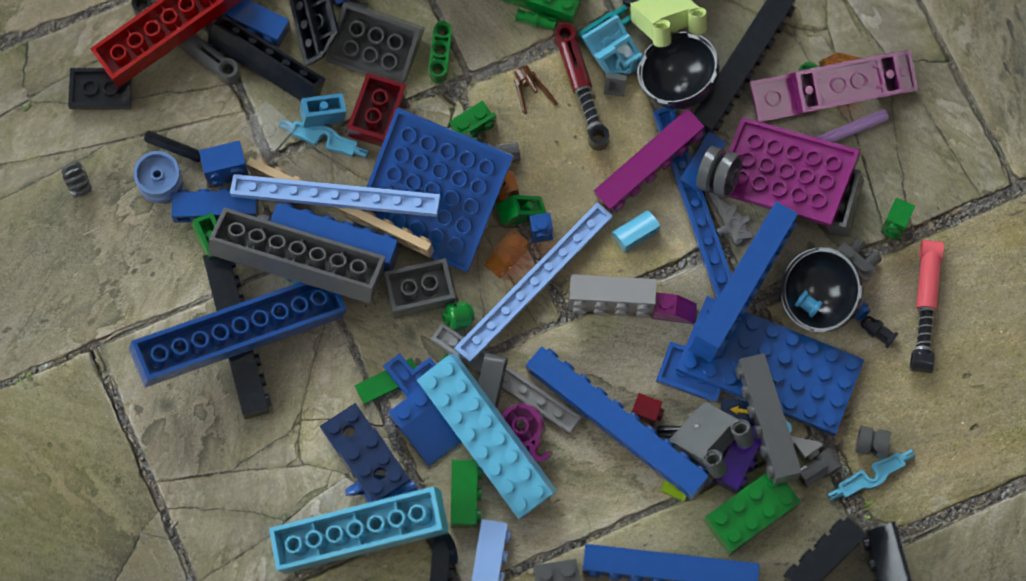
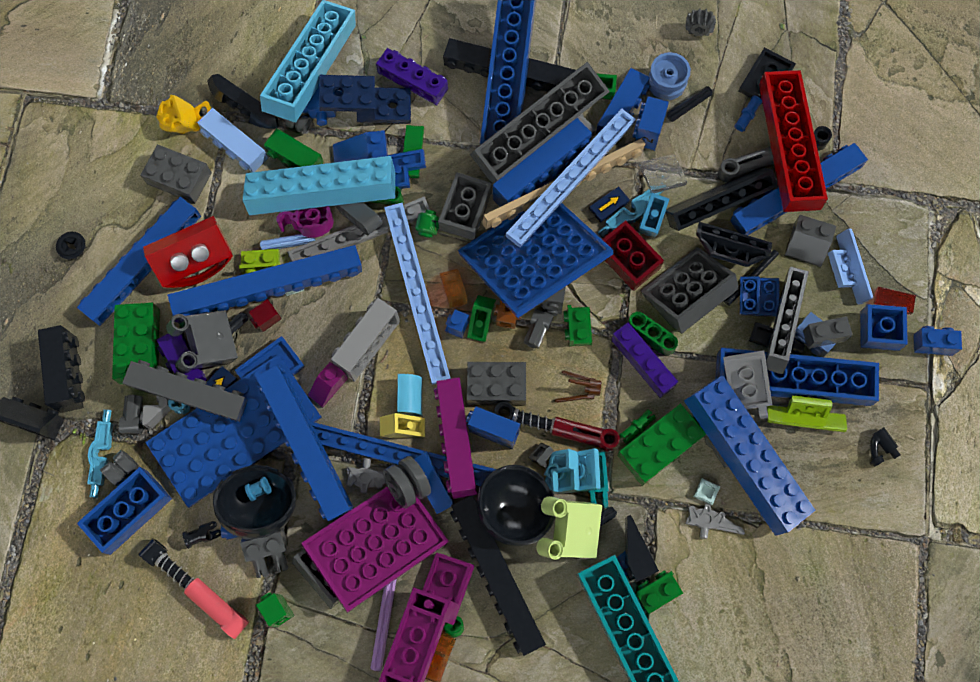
camera: 125 degrees right, 0 degrees up
(152, 85) = (748, 113): none -> blue pin
(305, 431) = (413, 76): none -> dark purple brick
(330, 162) = (609, 204): none -> dark blue tile
(471, 45) = (644, 360): none -> dark purple brick
(562, 444) = (284, 242): none -> light blue axle
(576, 158) = (496, 383): none -> dark grey brick
(596, 452) = (258, 260): none -> lime bracket
(621, 133) = (493, 427): none -> blue brick
(635, 514) = (188, 253): none -> red piece
(670, 218) = (402, 426): none -> light yellow slope
(905, 408) = (124, 511): none -> blue brick

